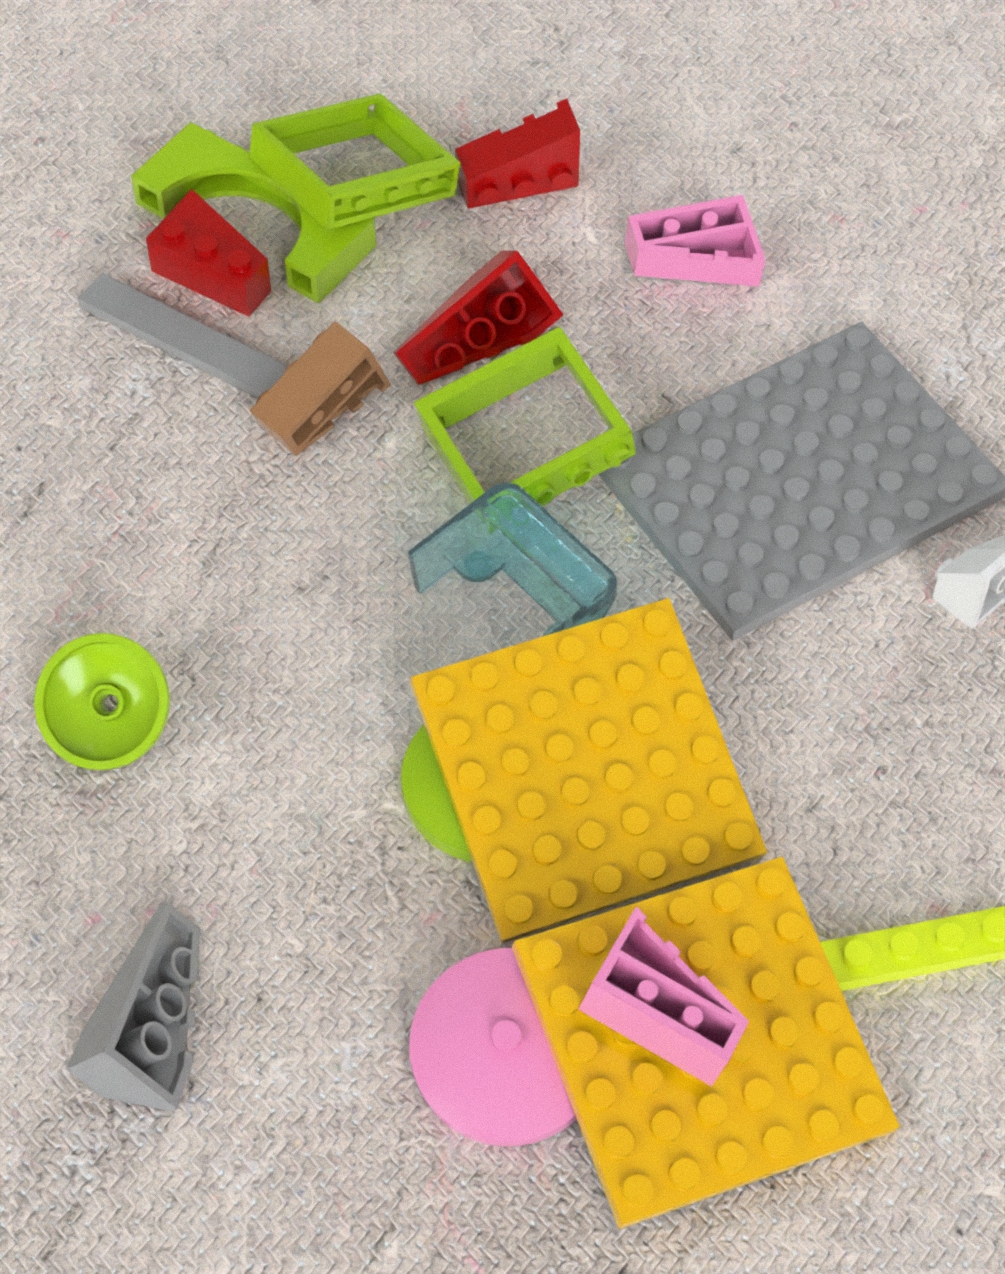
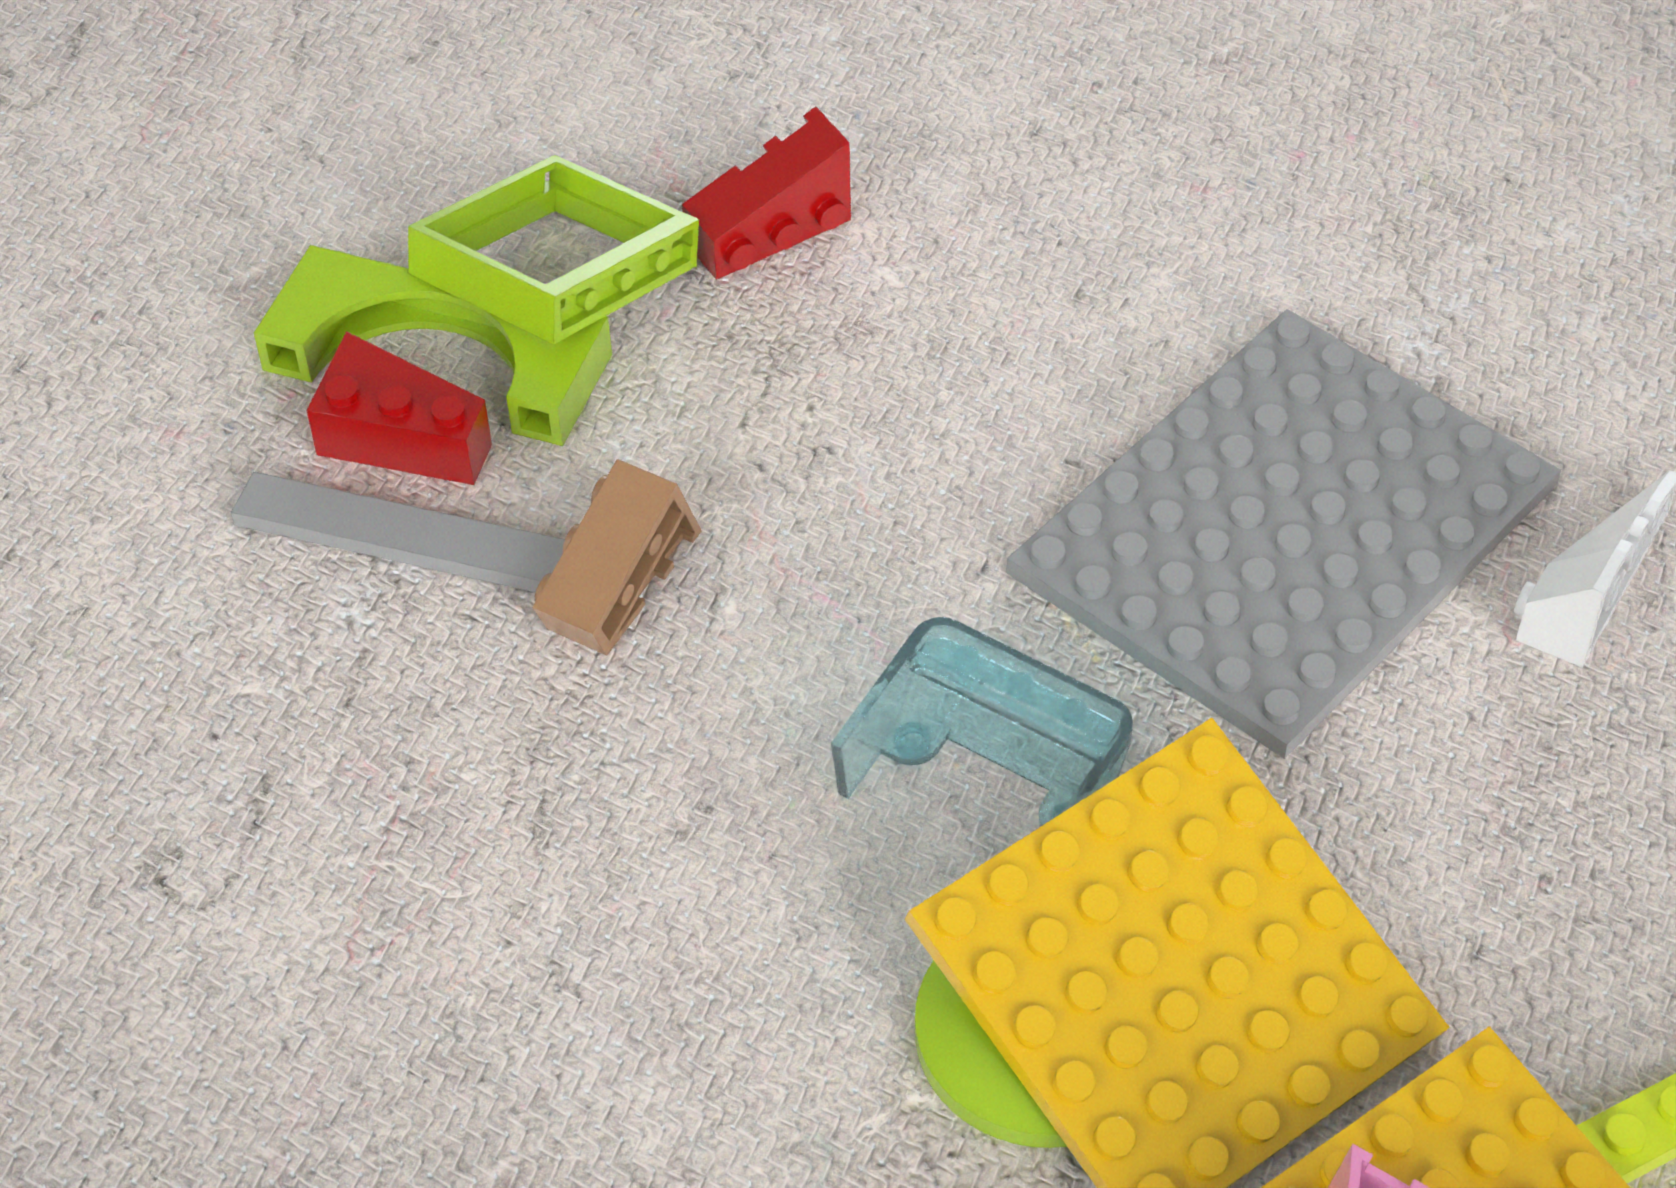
camera: 15 degrees left, 5 degrees down
(73, 697) = (423, 1066): lime dish -> none
(484, 316) = (798, 411): red wedge -> none
(502, 379) = (861, 483): lime window -> none
(697, 243) = (1044, 256): bright pink wedge -> none

